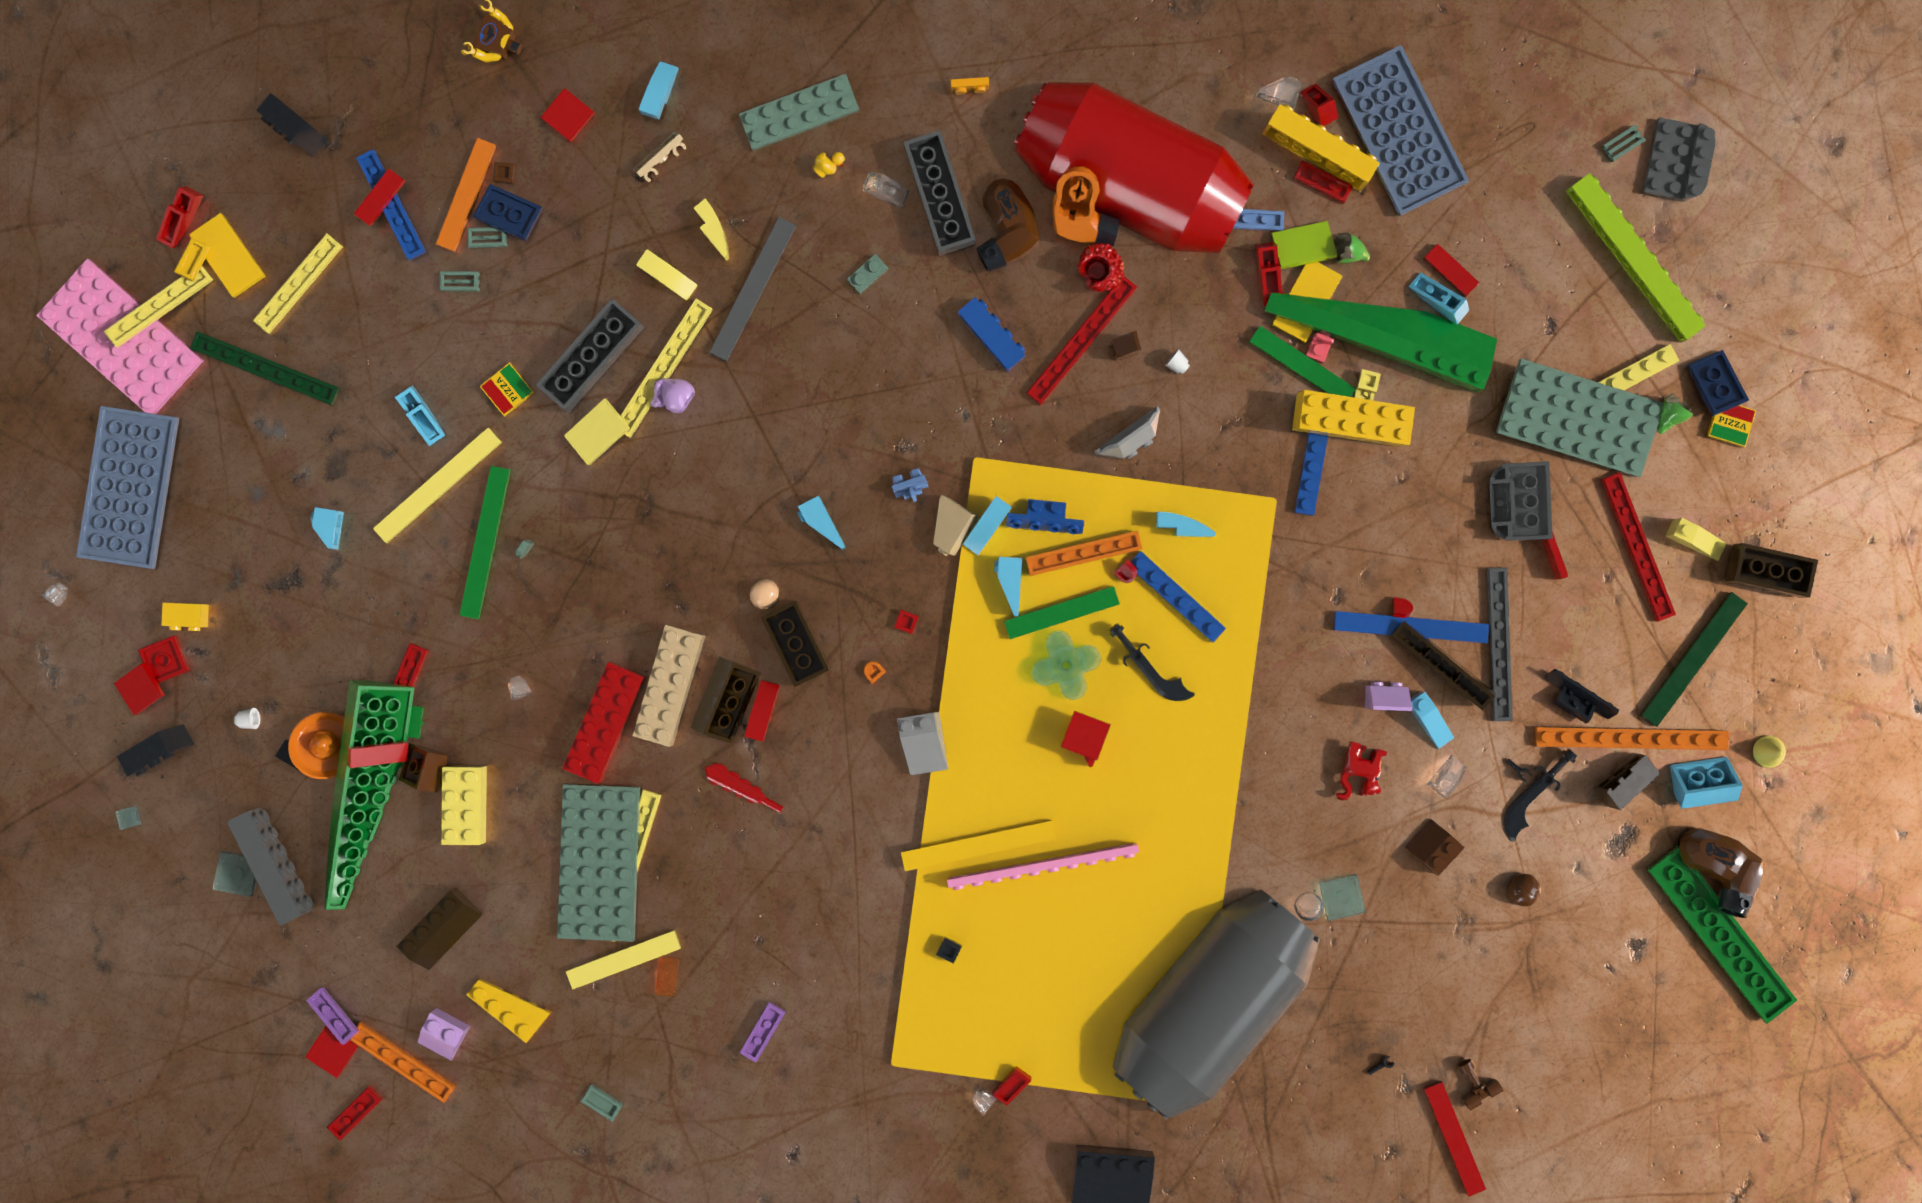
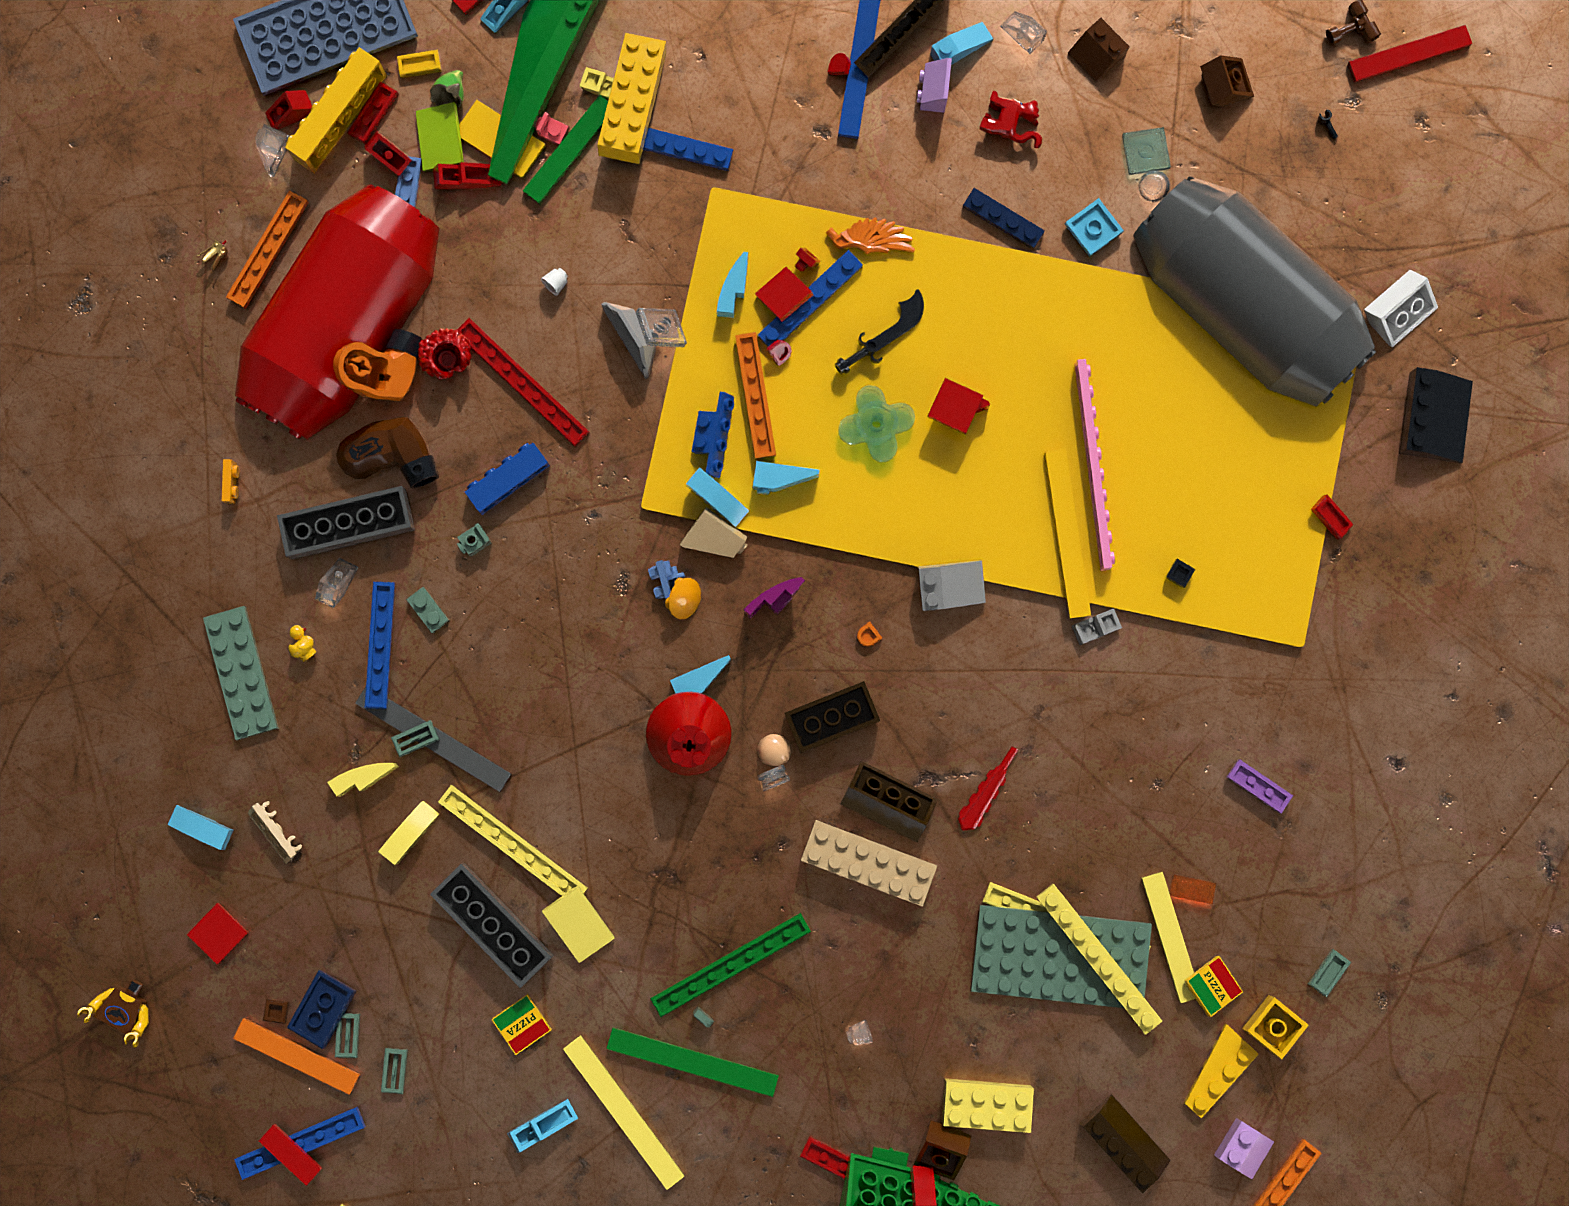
camera: 90 degrees left, 5 degrees down
(549, 1056) = (1275, 1026): none -> yellow brick
(572, 569) = (730, 965): none -> green tile
(582, 999) = (1213, 986): none -> tile
(598, 896) = (1099, 959): none -> light yellow plate
(604, 722) = (905, 938): red brick -> none
(673, 394) = (543, 835): lavender piece -> none
(740, 594) = (773, 775): none -> clear wheel
(743, 258) = (398, 746): none -> sand green tile
(762, 711) = (904, 761): red slope -> none
(772, 516) = (688, 733): none -> red cone
(832, 234) = (380, 645): none -> blue tile
(893, 502) = (684, 598): none -> light orange dish
(896, 877) = (1096, 626): none -> light grey slope
(899, 585) = (776, 597): none -> magenta slope
(906, 621) = (816, 595): red tile -> none
(936, 315) = (480, 543): none -> sand green brick
(983, 1101) = (1347, 549): clear hat -> none
(1061, 612) = (818, 424): green tile -> none
(1125, 346) = (532, 333): reddish brown slope -> none
(1139, 462) = (661, 327): none -> clear tile
(1179, 572) = (784, 294): none -> red tile
(1184, 51) = (216, 248): none -> pearl gold piece
(1186, 98) = (267, 249): none -> orange plate
(1211, 1141) = (1401, 307): none -> white slope
(1213, 590) = (806, 259): none -> red tile
(1240, 649) = (872, 237): none -> orange animal
(1265, 853) = (1094, 227): none -> medium azure plate
(1268, 769) = (1003, 218): none -> dark blue plate
(1284, 198) = (387, 153): none -> red slope
(1373, 220) = (419, 63): none -> yellow tile
(1414, 968) = (1226, 80): none -> reddish brown slope

